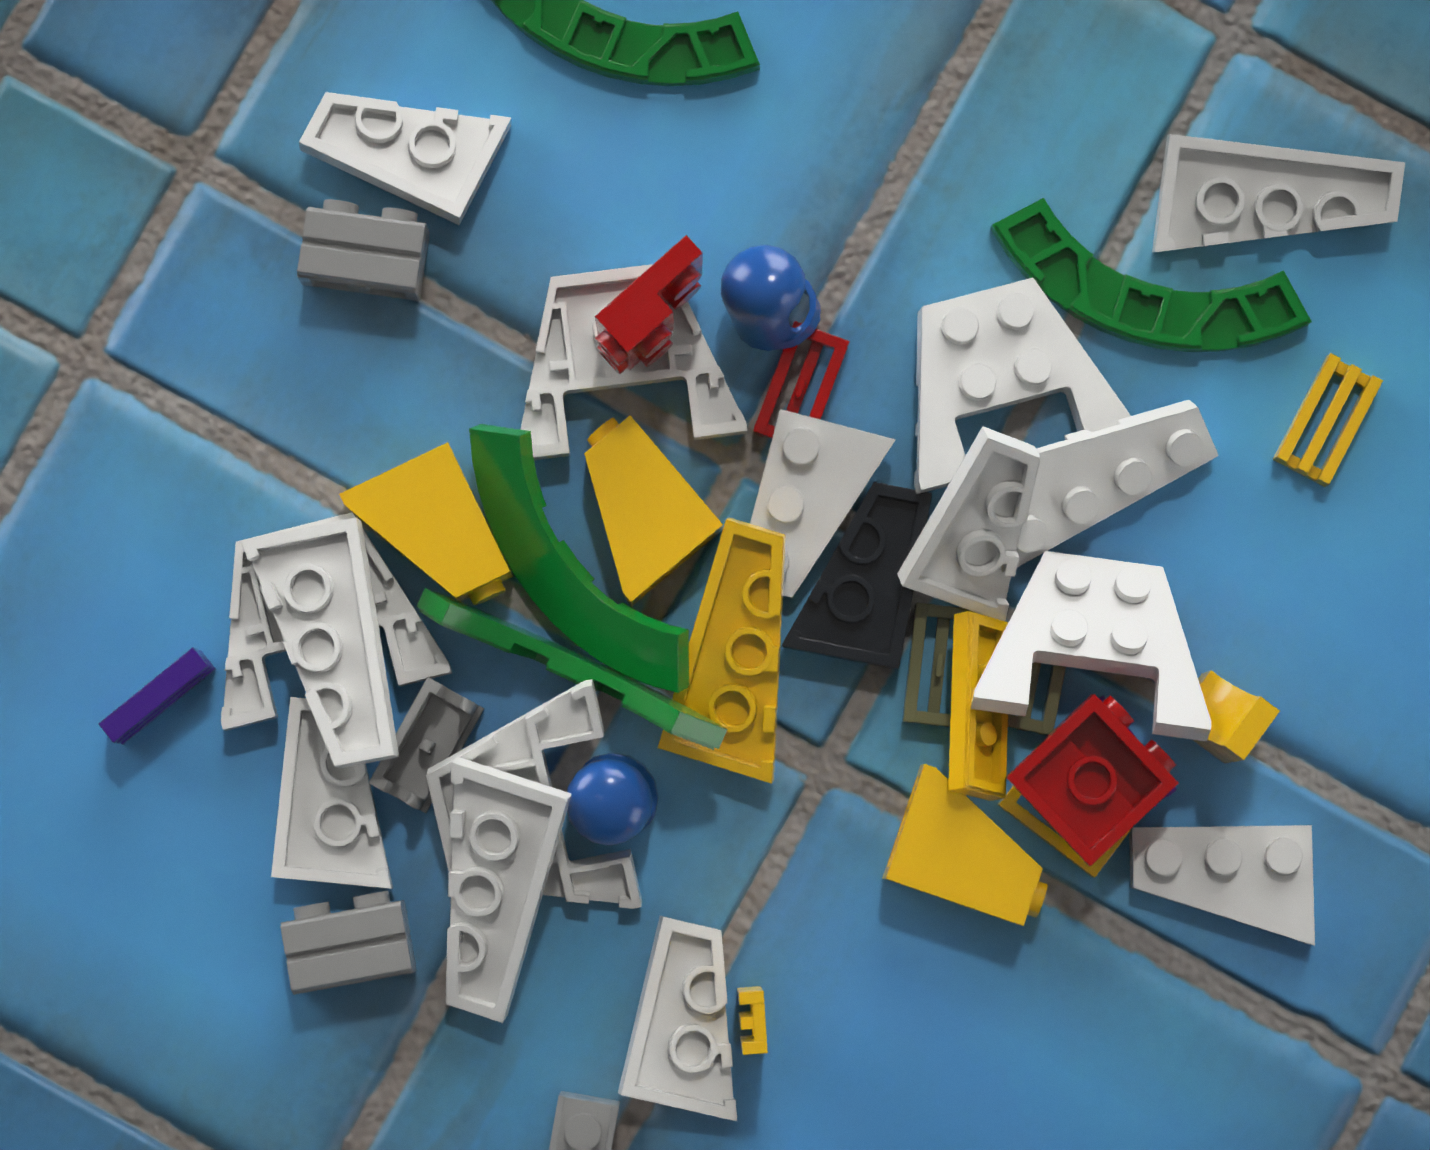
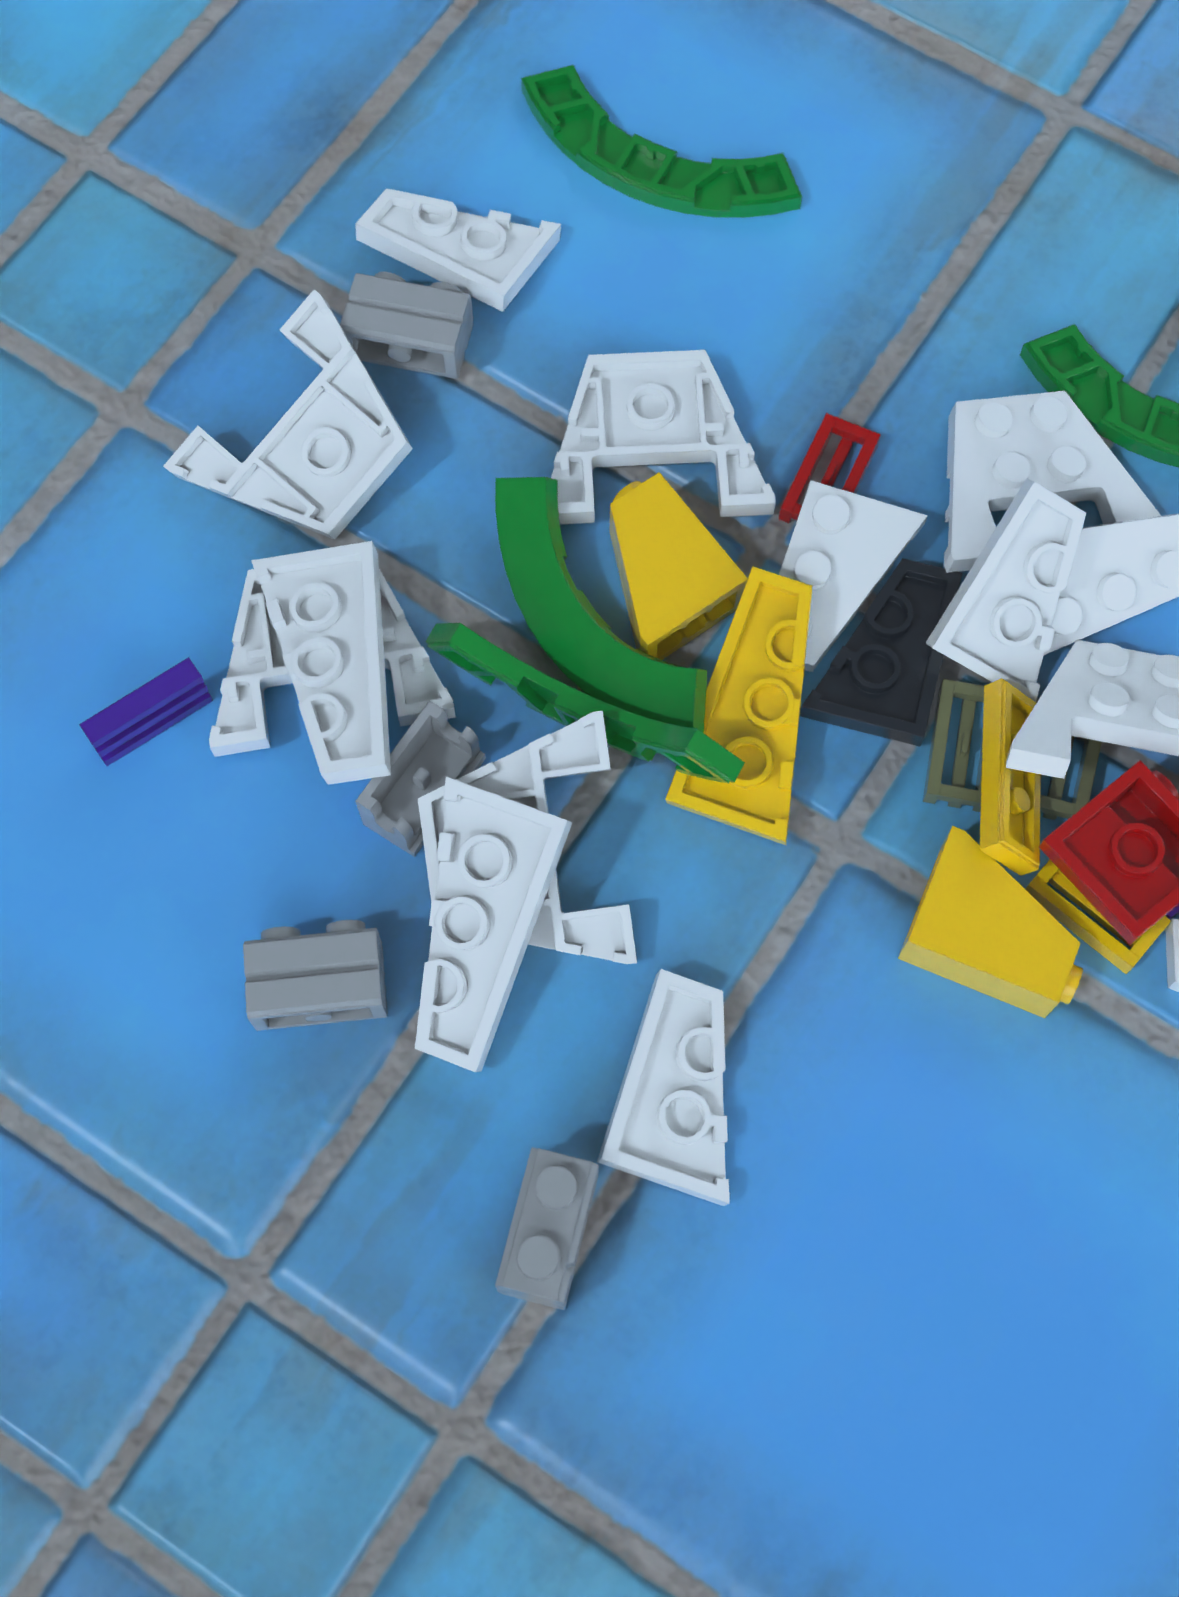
camera: 10 degrees right, 15 degrees down
(298, 403) = (324, 450): none -> white wing
(325, 813) = (307, 841): white wing -> none
(435, 523) = (450, 564): yellow slope -> none
(612, 799) = (612, 847): blue helmet -> none
(639, 320) = (683, 357): red plate -> none
(753, 1020) = (756, 1080): yellow tile -> none
(761, 292) = (792, 380): blue helmet -> none

